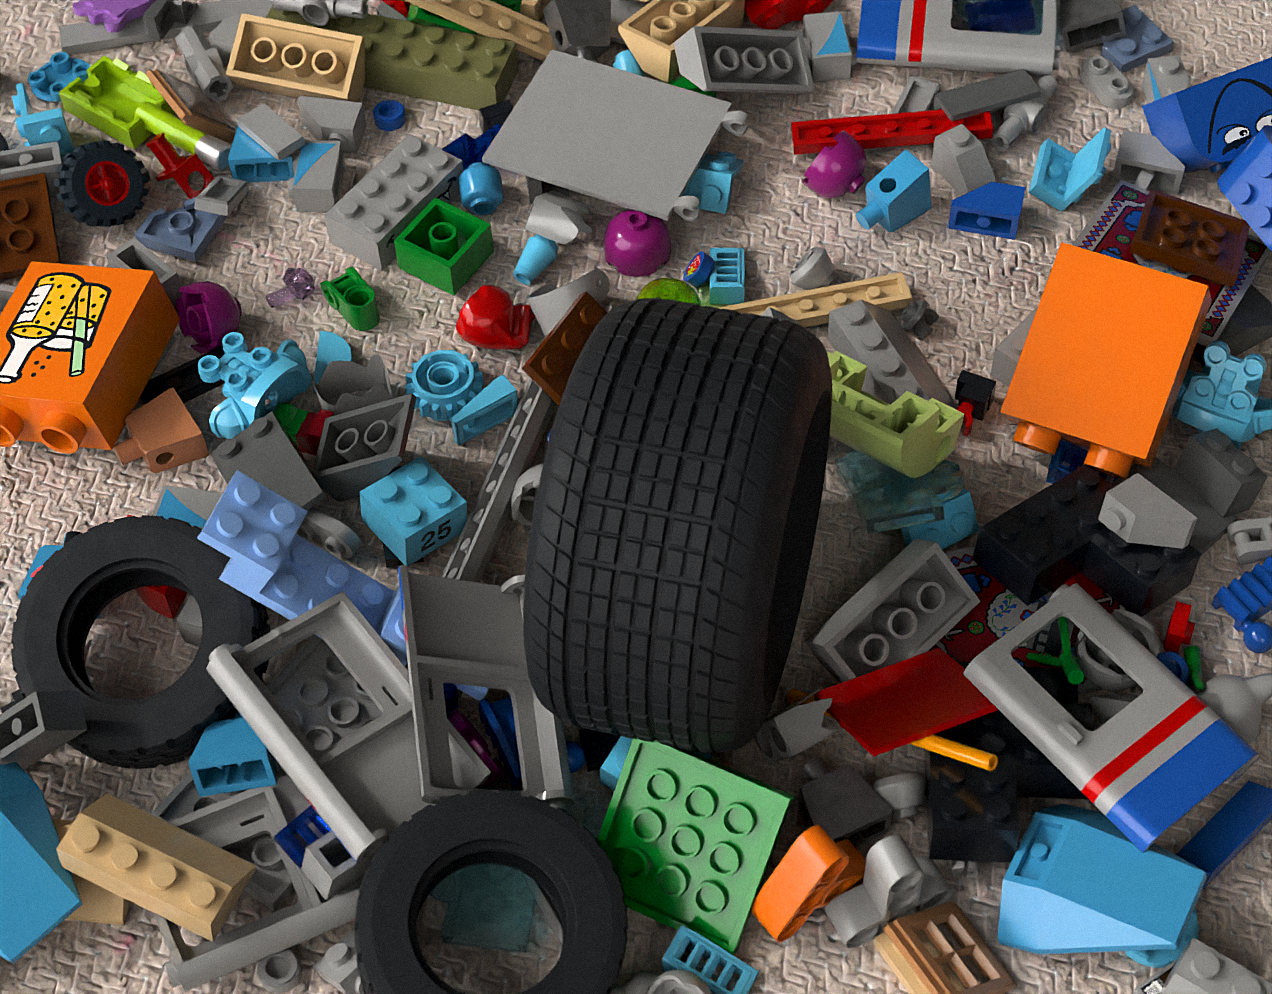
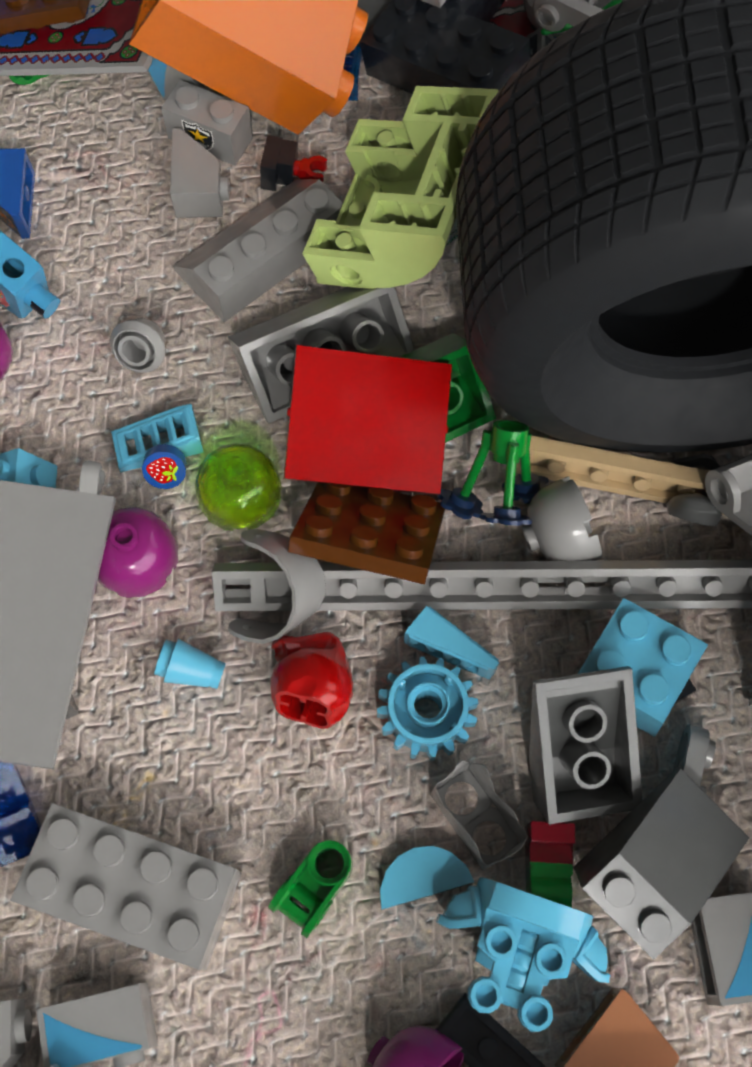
camera: 110 degrees left, 15 degrees up
(298, 285) = (311, 977): clear purple plate -> none
(444, 246) = (204, 781): green brick -> none
(480, 188) = (81, 775): dark azure head -> none
(558, 217) = (129, 644): light grey piece -> none
(813, 305) = (198, 344): tan plate -> none
(916, 315) = (181, 234): dark grey plate -> none
(972, 332) = (196, 179): none -> light grey slope

